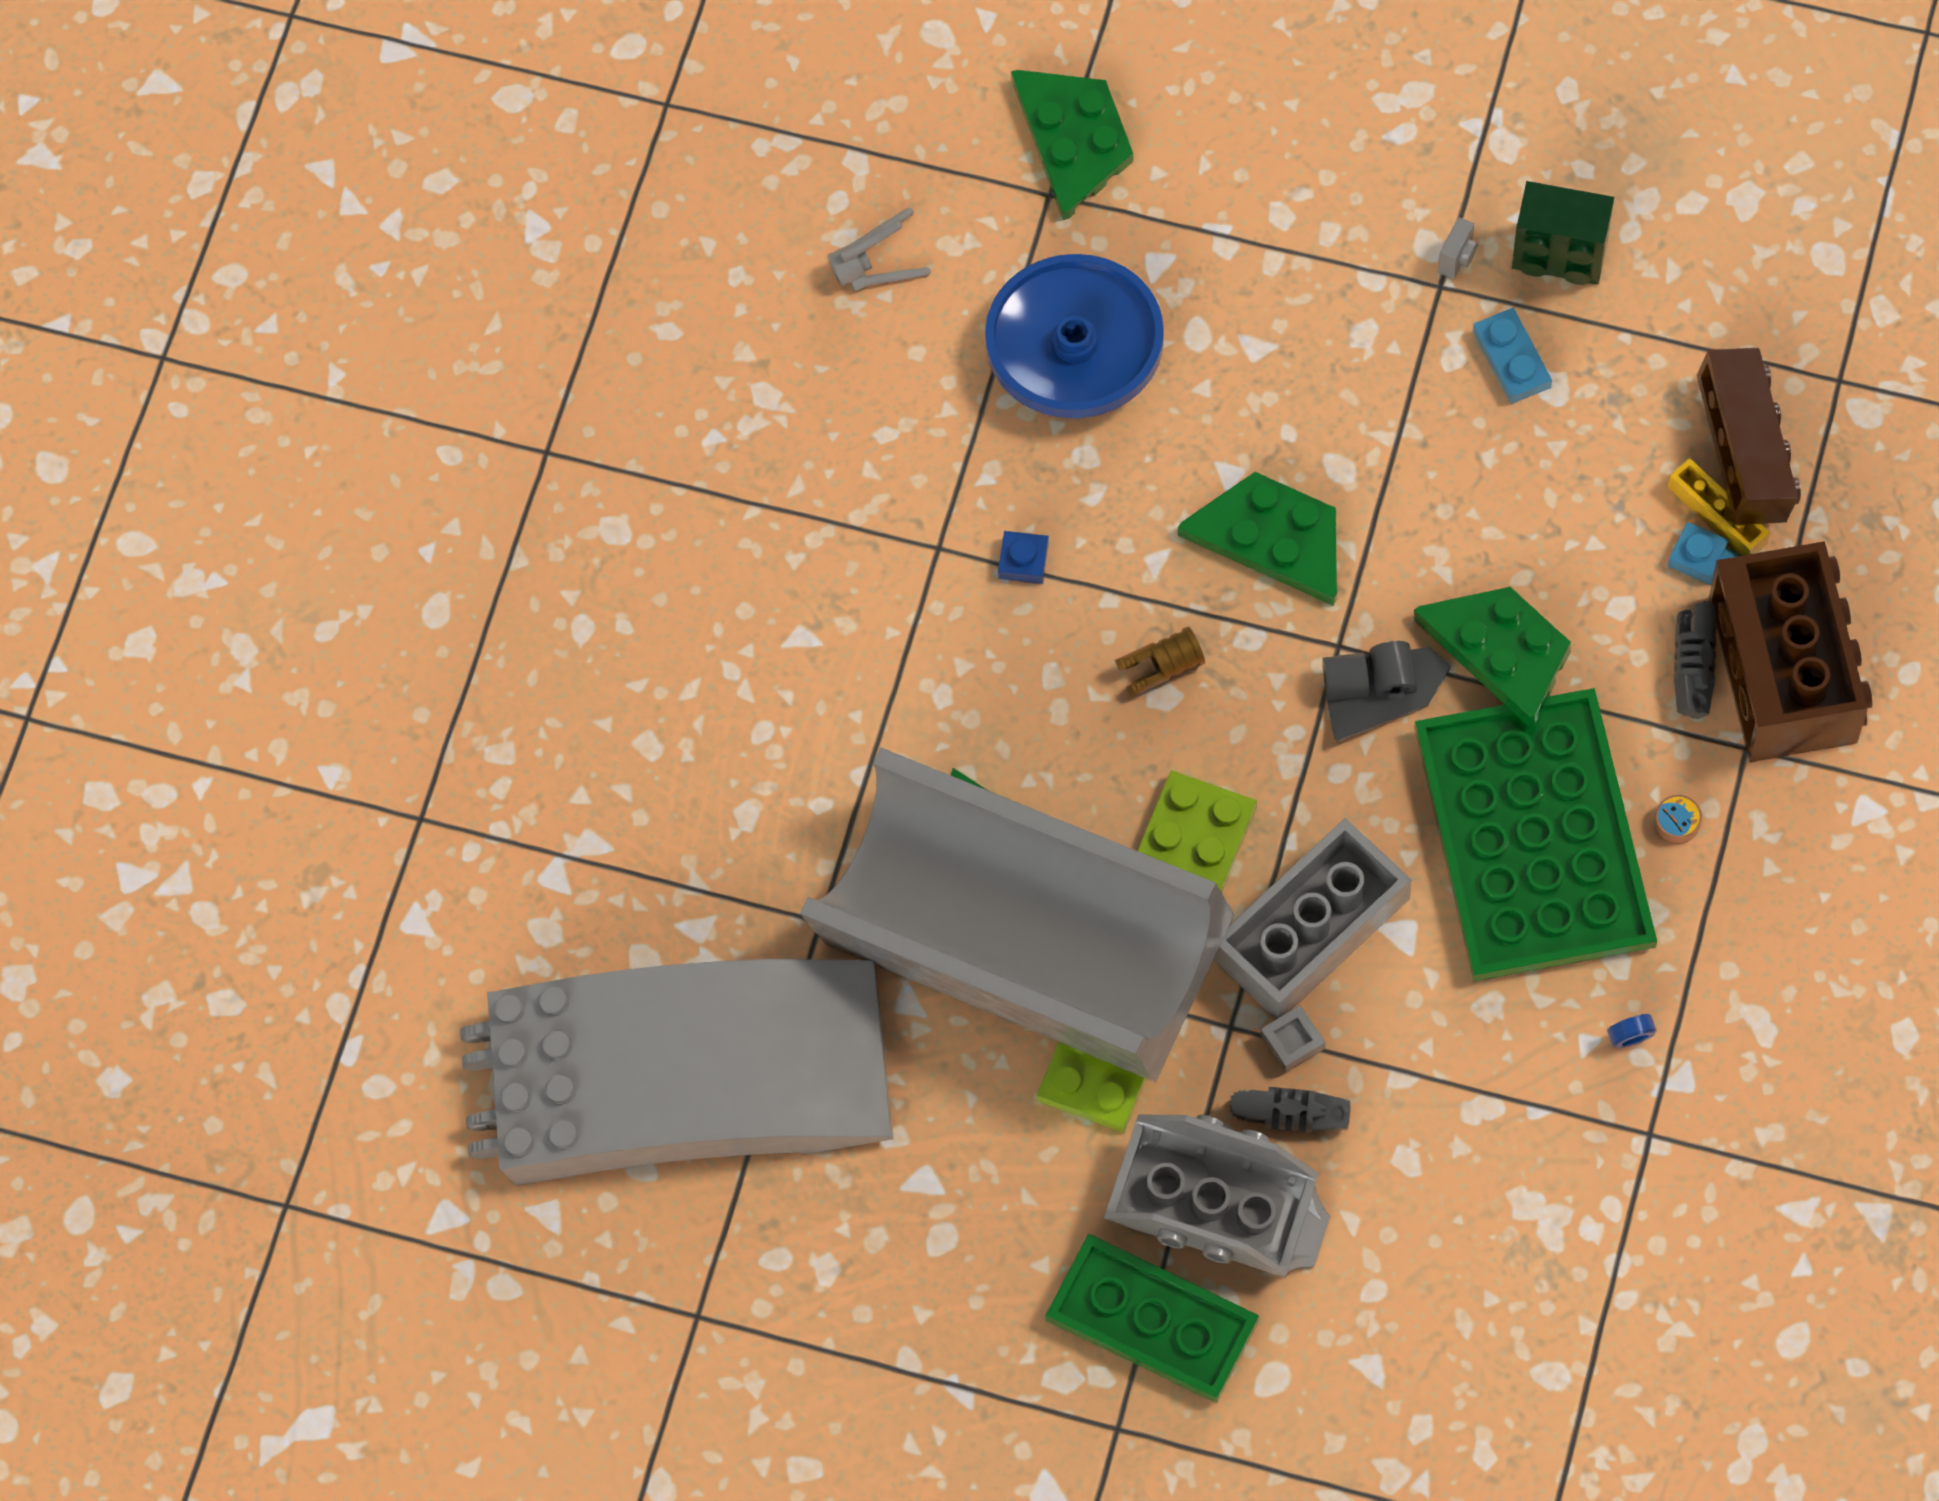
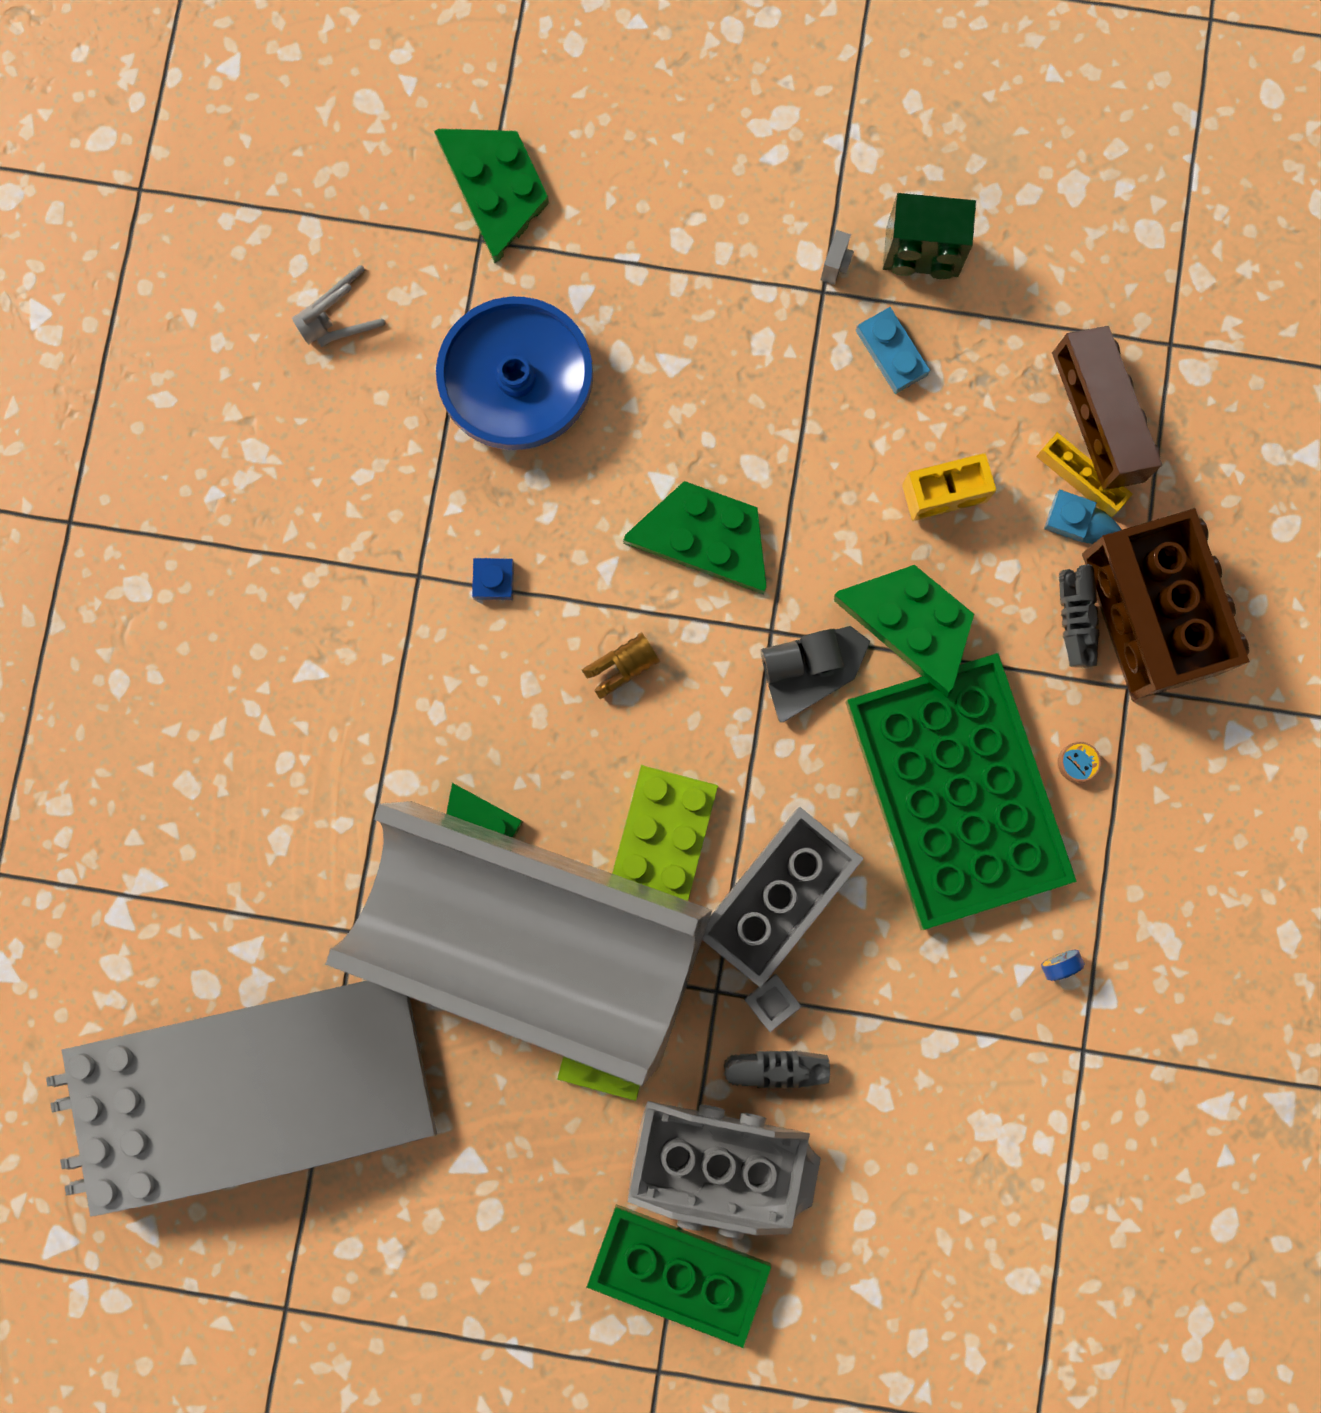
camera: 10 degrees left, 15 degrees up
(1556, 503) = (948, 486): none -> yellow brick

